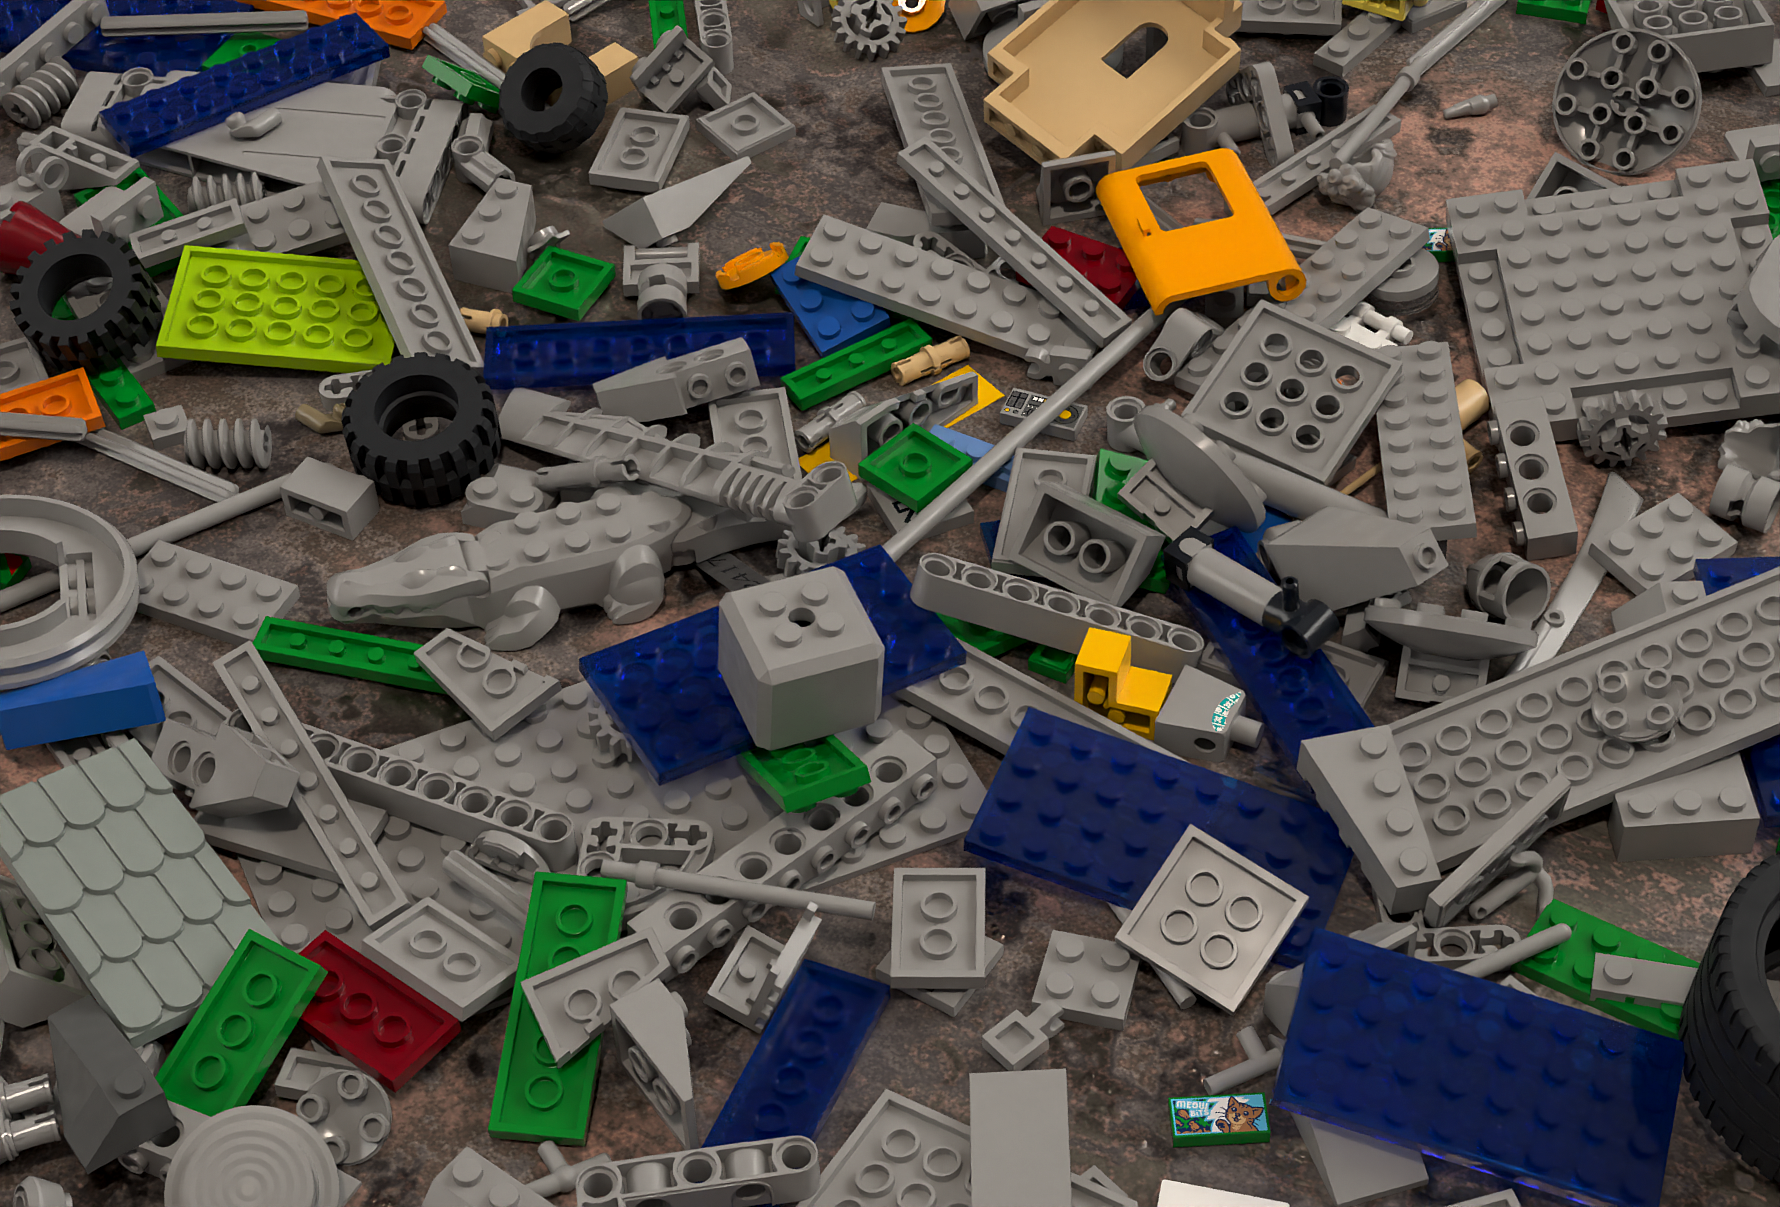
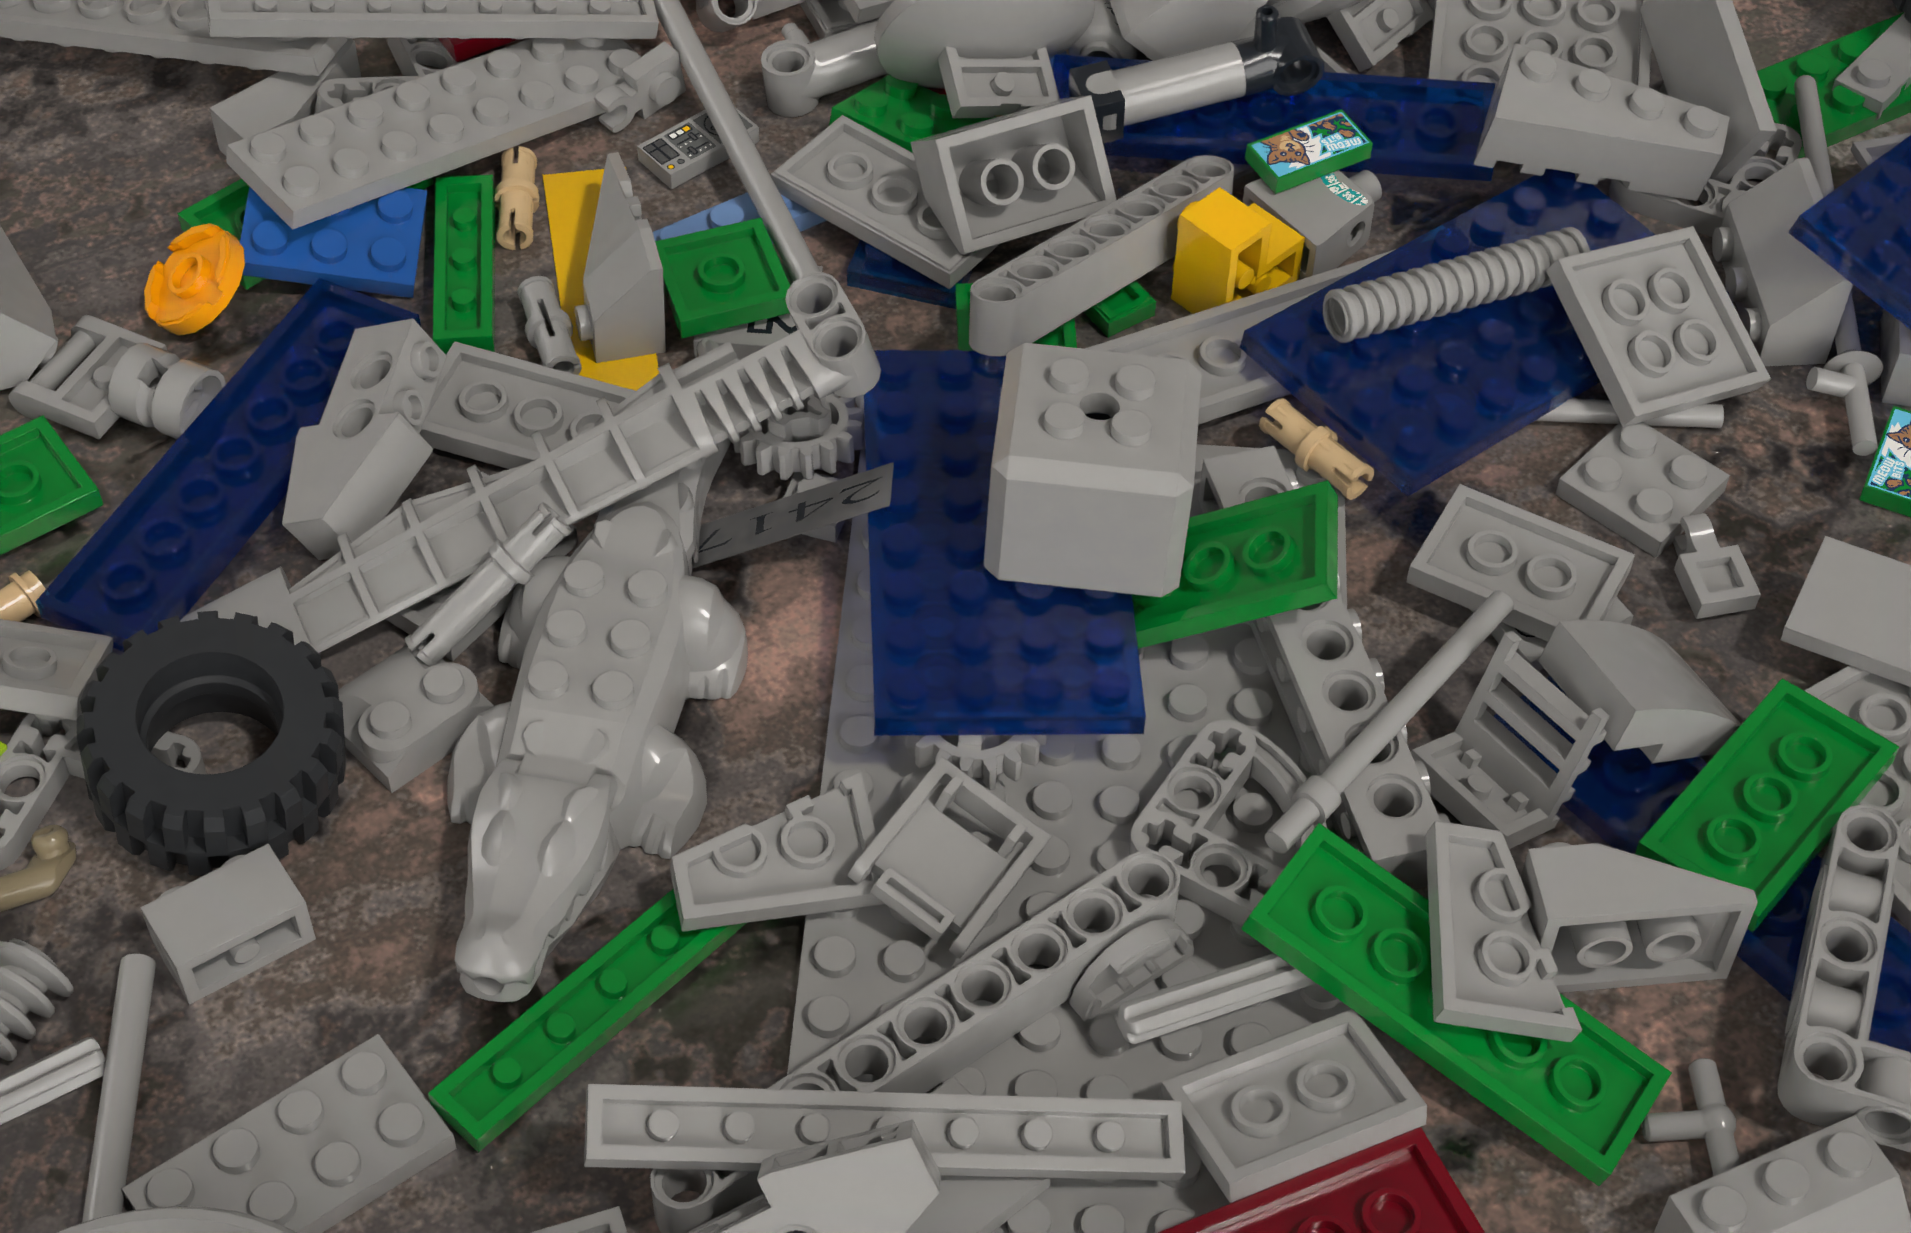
camera: 65 degrees left, 5 degrees up
(521, 742) = (940, 871): none -> light grey container
(844, 1112) = (1771, 796): none -> green plate
(861, 1017) = (1642, 686): none -> light grey slope
(973, 791) = (1316, 449): none -> tan pin
(1141, 786) = (1447, 285): none -> light grey piece
(1236, 679) = (1308, 151): none -> tile

